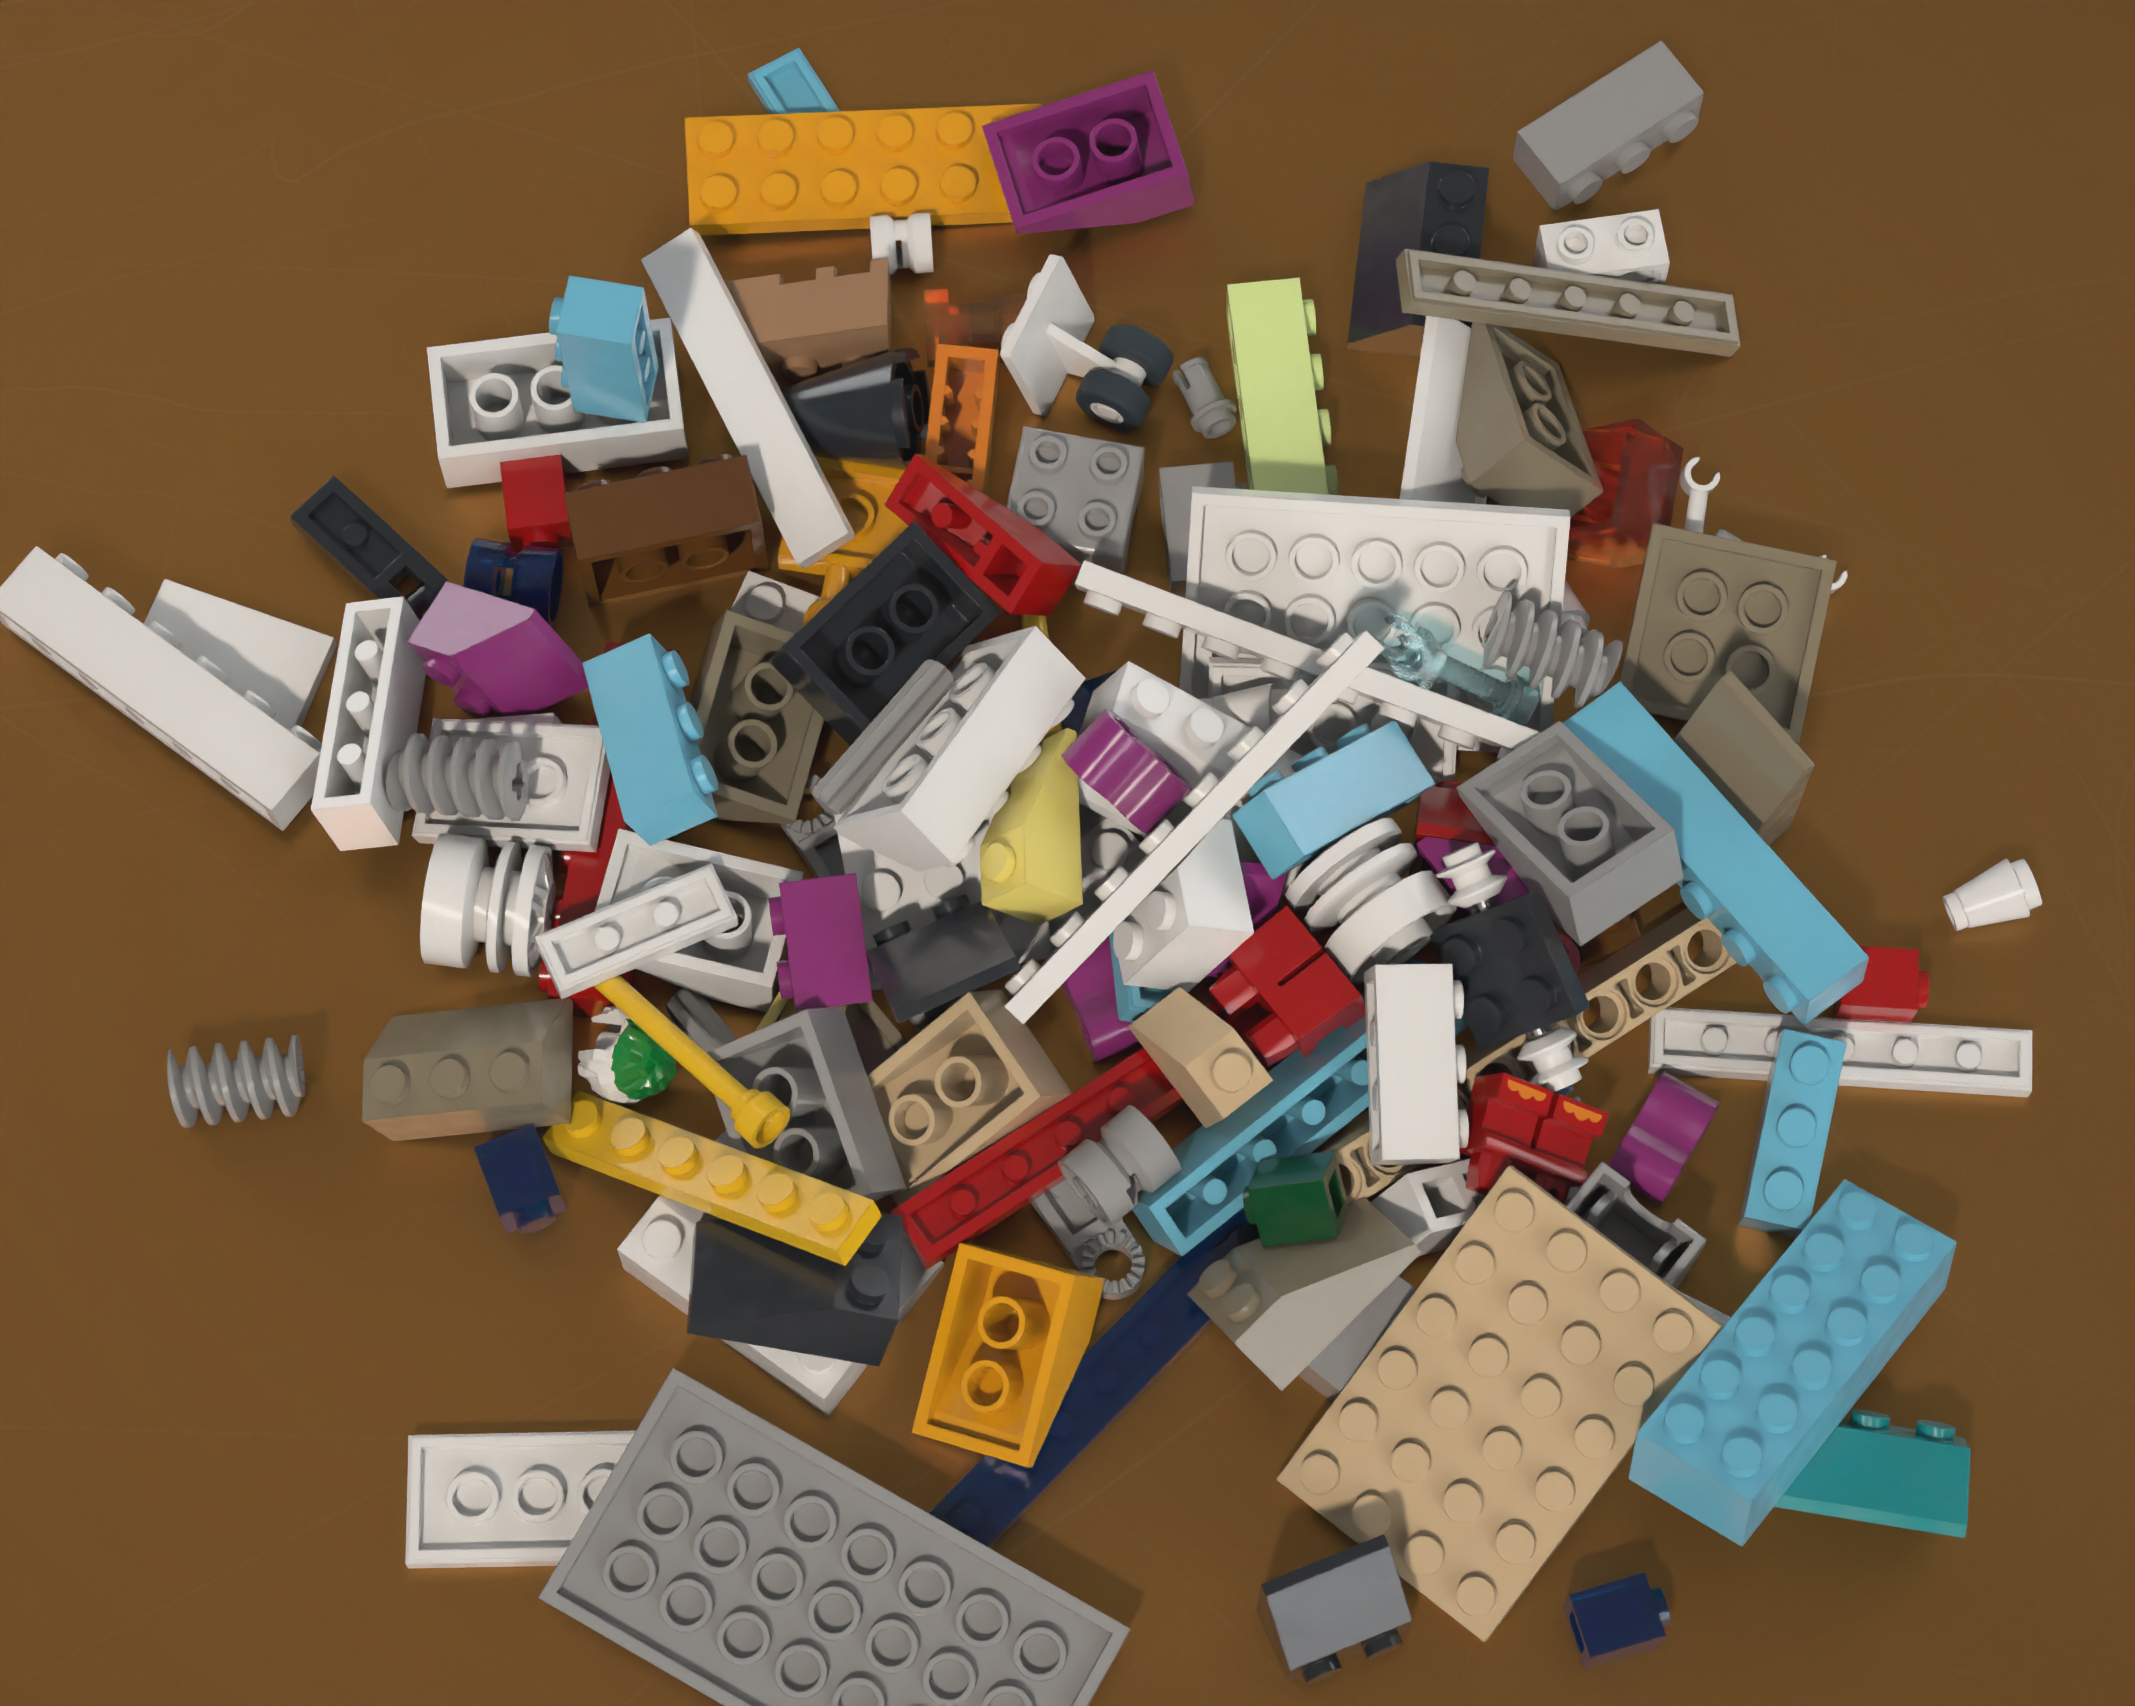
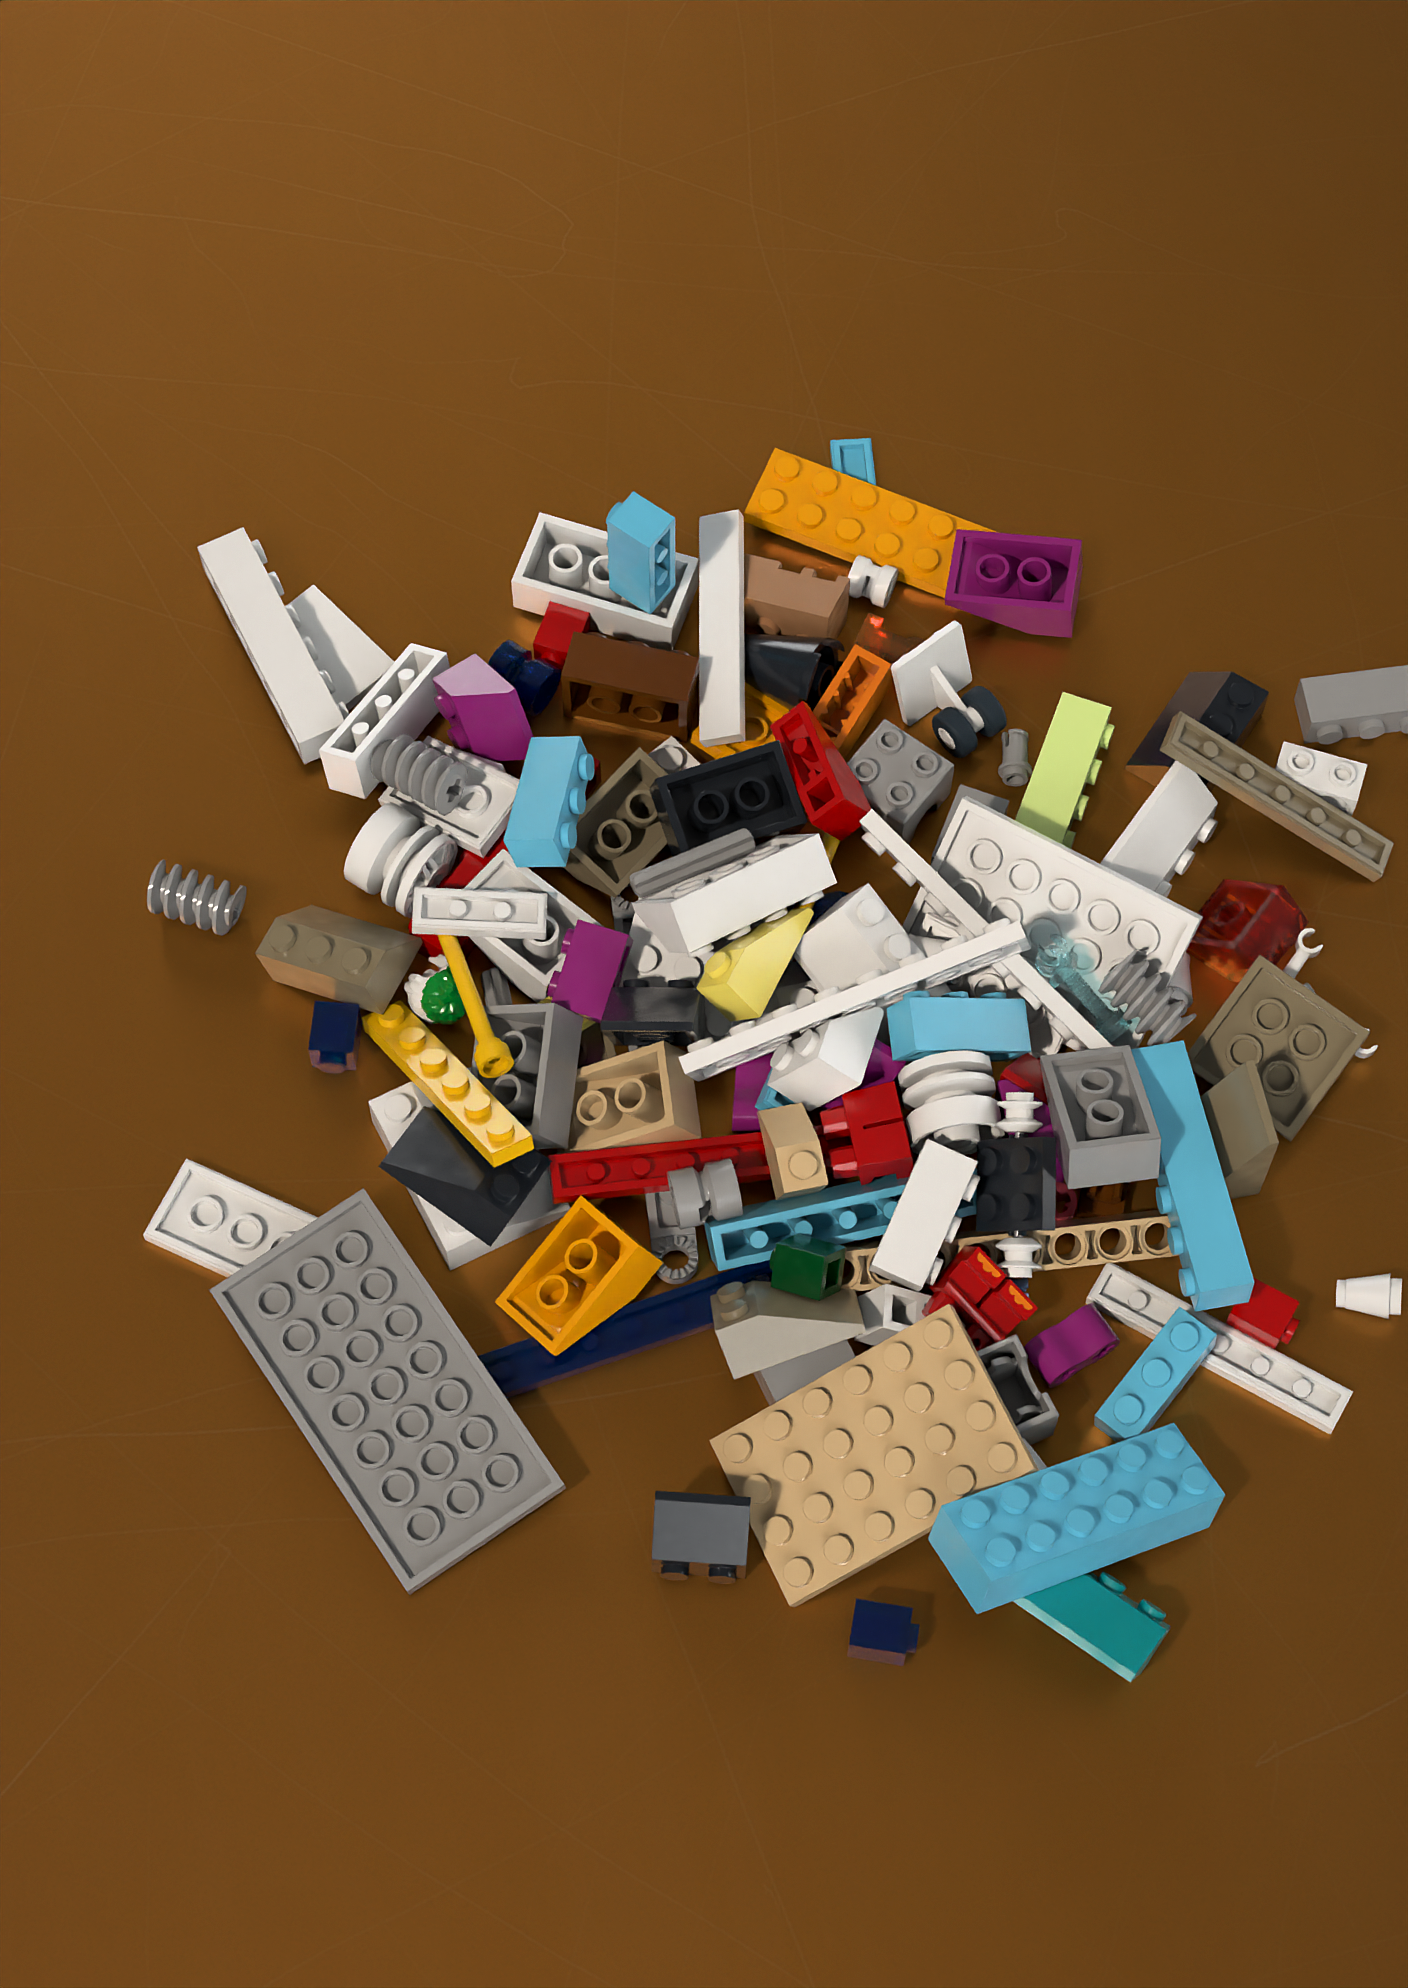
camera: 25 degrees right, 5 degrees down
(365, 546) = (443, 614): black plate -> none
(1126, 771) = (830, 947): magenta axle -> none
(1521, 427) = (1206, 859): dark tan slope -> none

